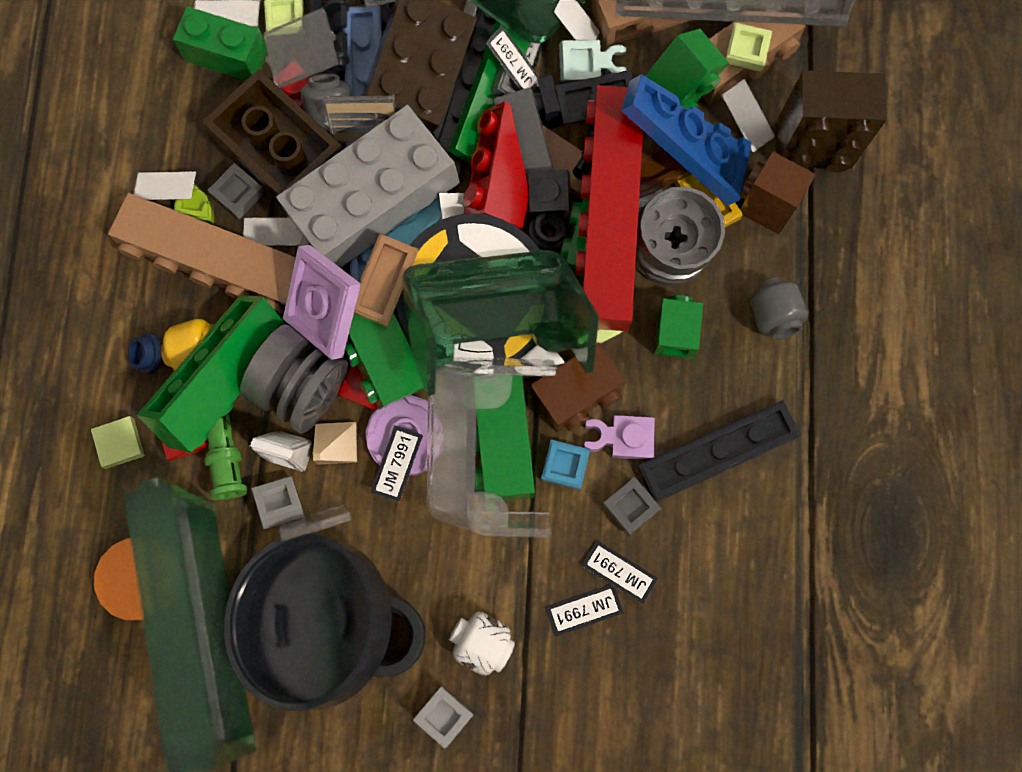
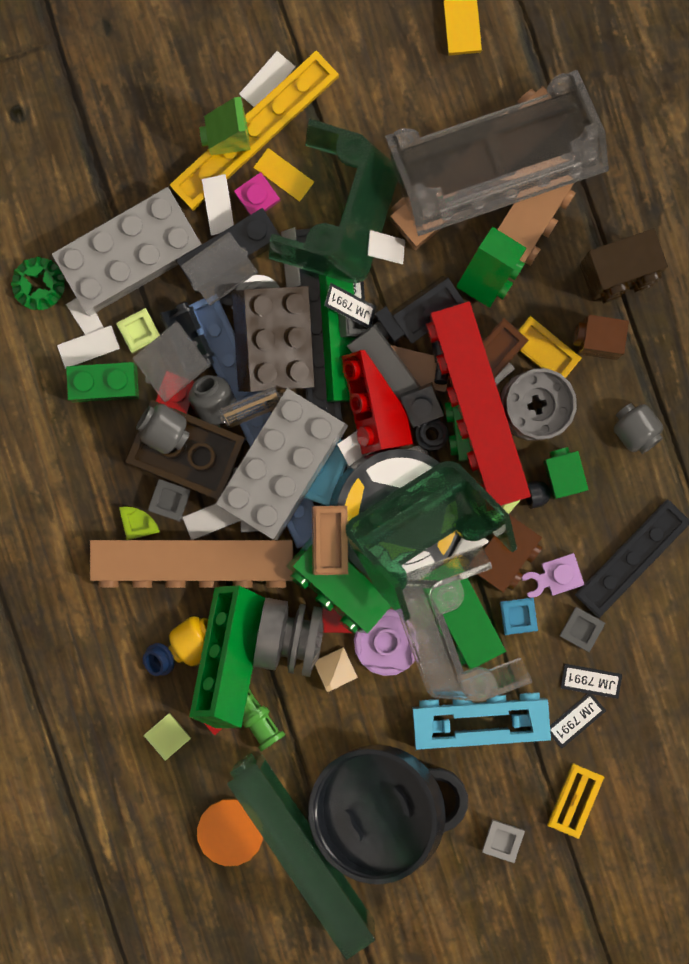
camera: 15 degrees left, 10 degrees up
(165, 185) = (108, 518): white sticker -> none
(253, 94) = (162, 429): none -> dark grey head
(277, 502) = (312, 734): light grey plate -> none
(284, 449) = (301, 691): white slope -> none
(315, 522) = (350, 739): clear piece -> none
(321, 301) = (289, 575): lavender tile -> none
(396, 463) = (390, 668): sticker -> none
(408, 544) = (536, 718): none -> medium azure brick
(481, 643) = (510, 777): white head -> none
(522, 730) = (586, 774): none -> yellow tile
(584, 60) = (405, 276): light aqua plate -> none
(638, 338) = (539, 493): none -> black hinge
(696, 144) = (525, 324): blue wing -> none
(748, 47) = (535, 220): yellowish green tile -> none
(748, 115) = (556, 271): white sticker -> none

